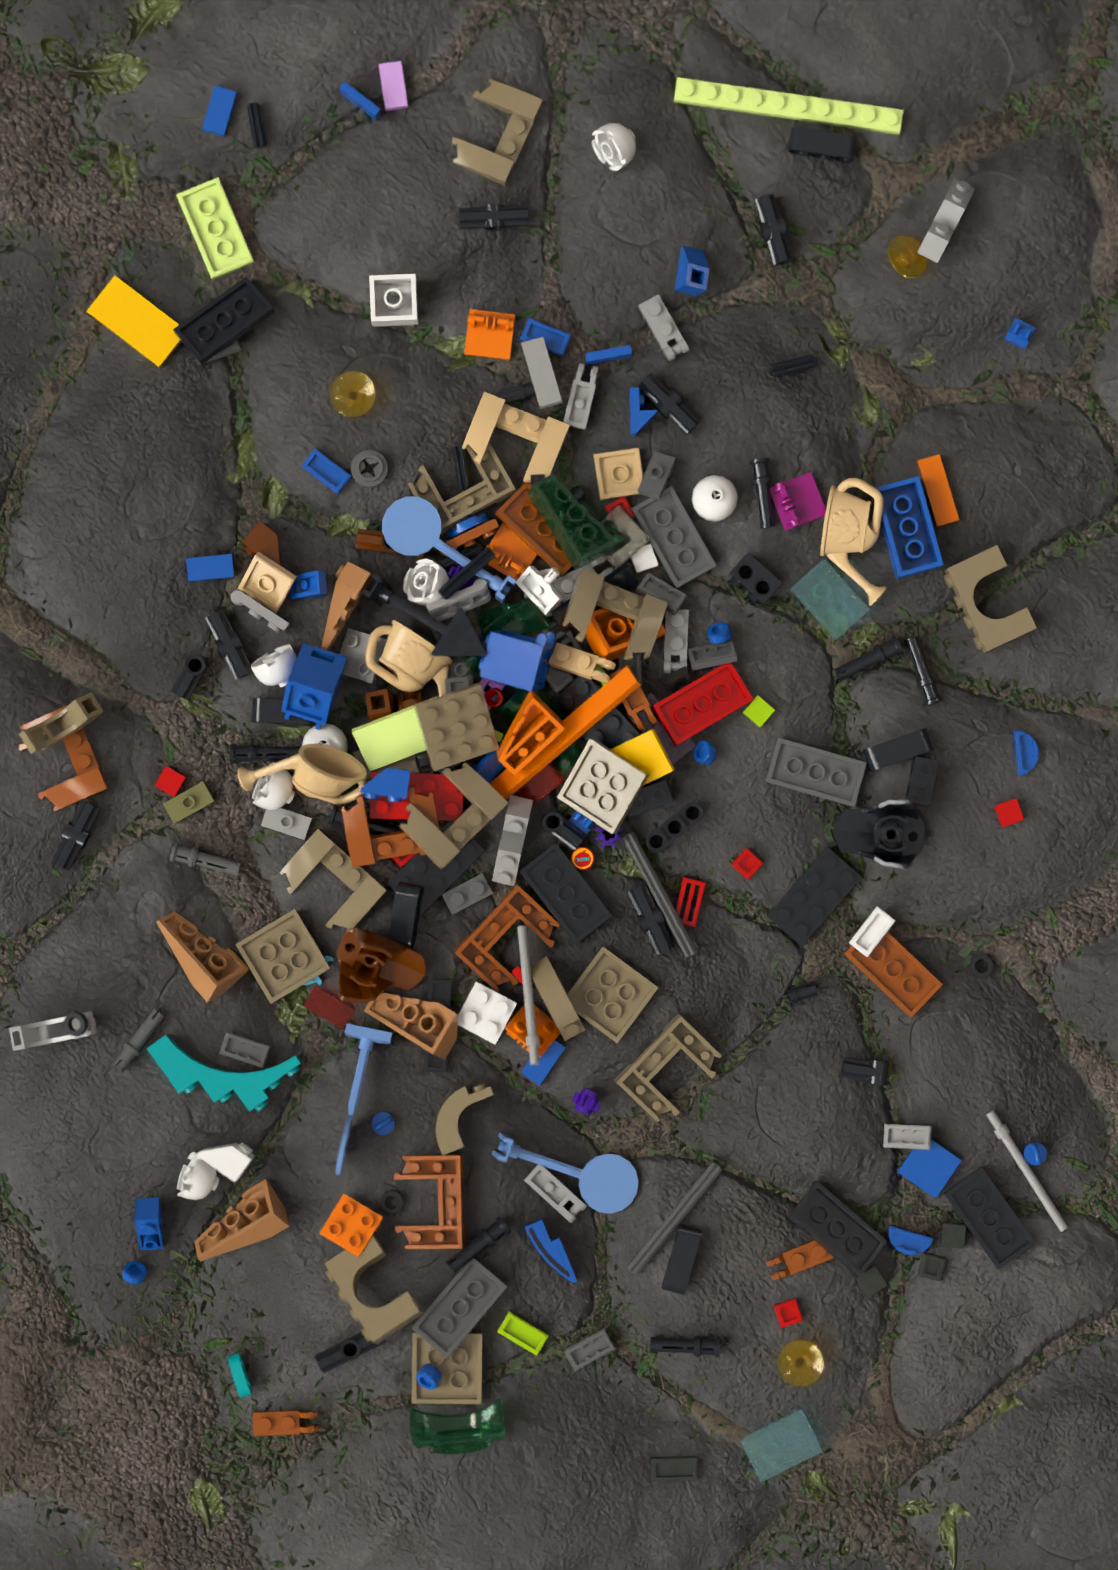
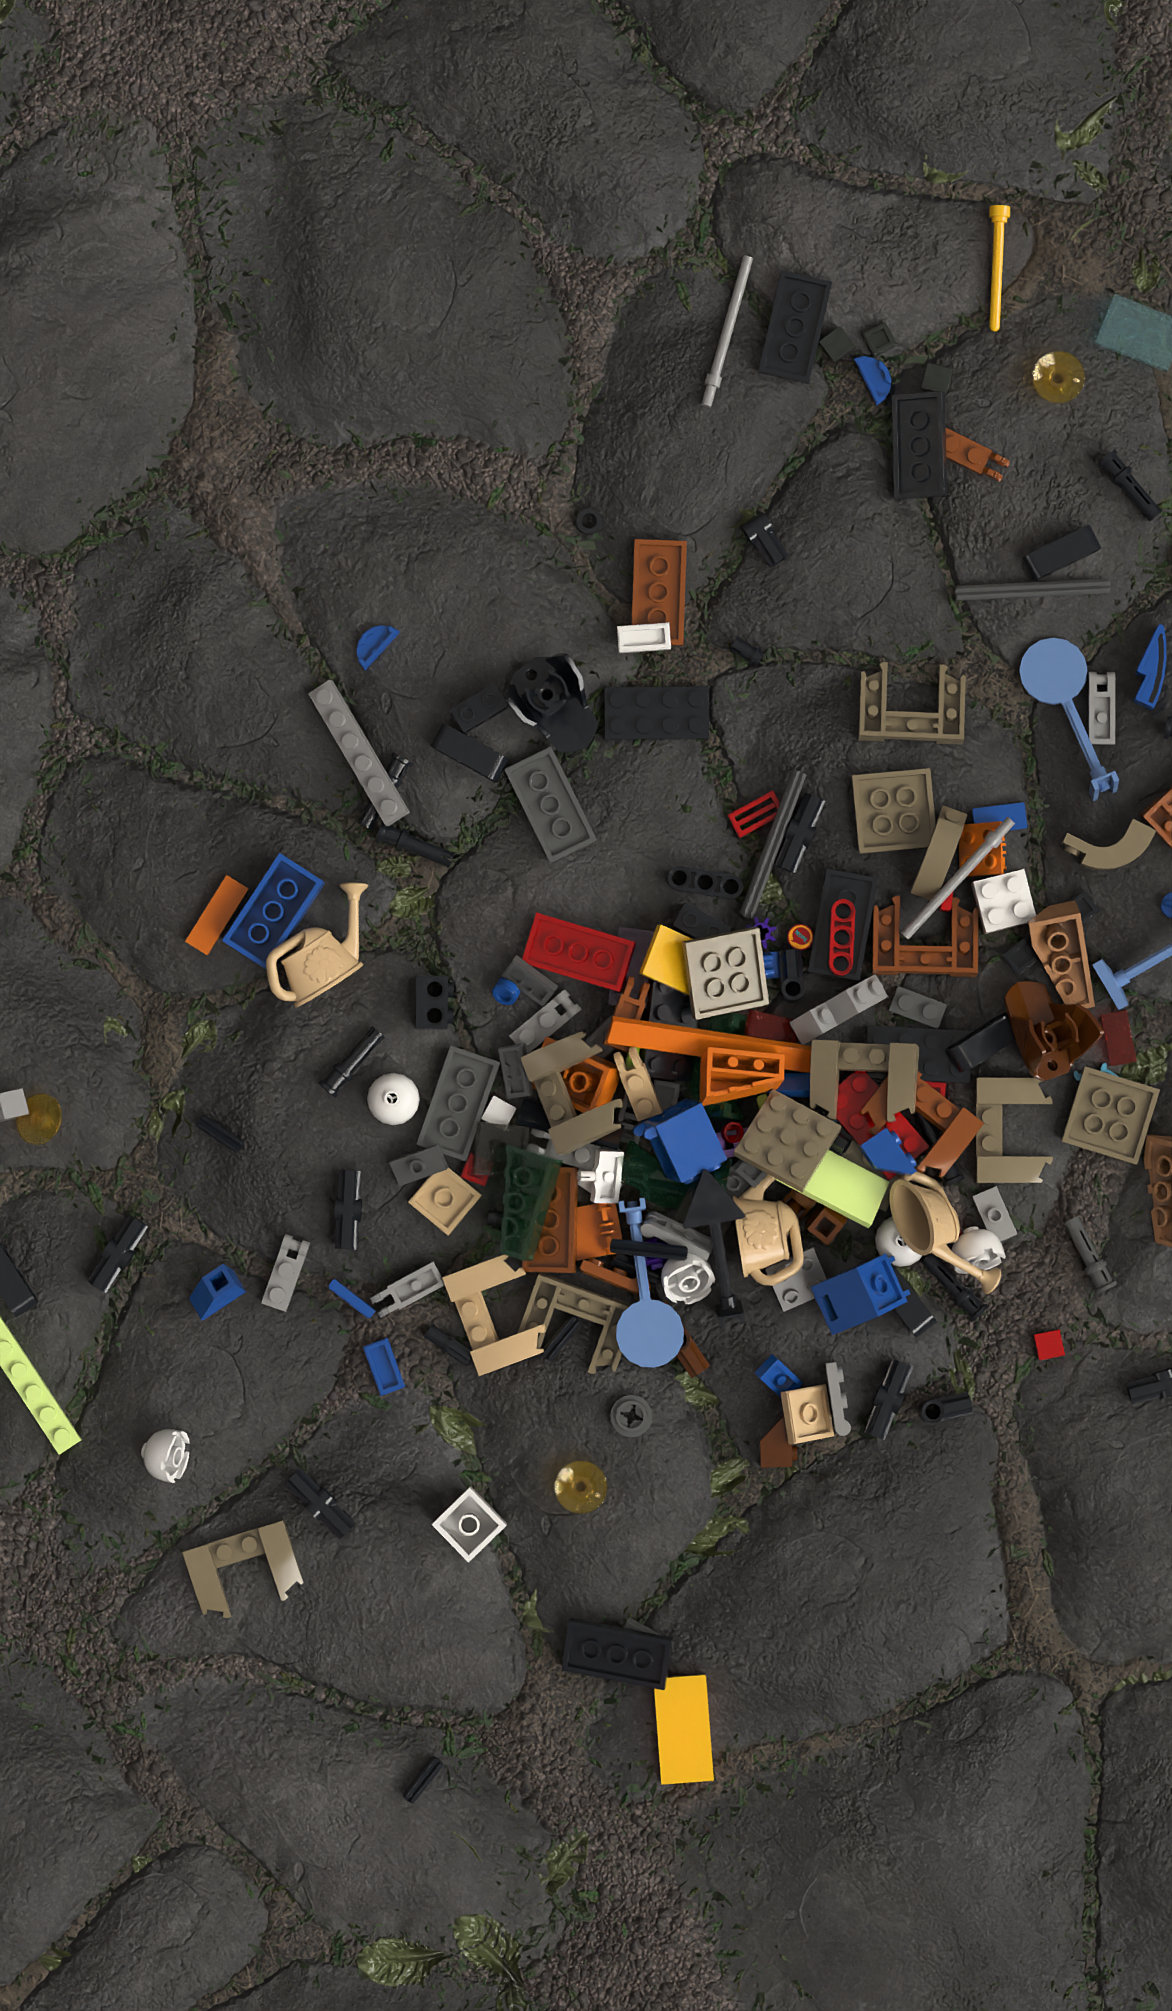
camera: 120 degrees left, 0 degrees up
(63, 724) = (1085, 1477): dark tan arch -> none
(89, 774) = (1080, 1471): dark orange wedge -> none
(188, 802) = (1052, 1313): olive plate -> none
(210, 567) = (837, 1475): blue tile -> none
(215, 228) = (543, 1735): yellowish green tile -> none
(219, 111) = (439, 1823): blue tile -> none
(275, 667) = (872, 1341): white cylinder -> none
(326, 471) = (666, 1450): blue tile -> none
(346, 595) = (754, 1338): medium nougat wedge -> none
(360, 100) = (322, 1708): blue tile -> none
(393, 85) = (283, 1693): lavender tile -> none
(467, 525) = (604, 1287): blue tile -> none
(489, 334) = (424, 1417): orange hinge -> none
(541, 372) = (419, 1341): light grey tile -> none
(568, 888) = (839, 924): none -> red beam
(586, 1101) = (1002, 750): dark purple gear -> none
(638, 417) = (383, 1223): blue slope -> none
(678, 679) = (576, 990): pearl dark grey tile -> none
(704, 752) = (618, 913): blue tile -> none
(747, 863) = (679, 794): red tile -> none
(758, 711) = (542, 899): lime tile -> none
(788, 1312) = (1025, 425): red tile -> none
(797, 501) = (332, 1025): magenta hinge -> none
(829, 599) = (392, 924): clear light blue tile -> none
(907, 1137) = (789, 455): light grey plate -> none
(929, 1168) = (796, 416): blue tile -> none
(943, 1421) = (999, 217): none -> yellow piece
(962, 676) = (359, 753): none -> light grey plate
(988, 632) = (274, 825): dark tan arch -> none
(1009, 812) = (438, 612): red tile -> none
(1019, 333) = (19, 965): blue tile -> none
(1034, 1153) = (706, 337): blue tile -> none

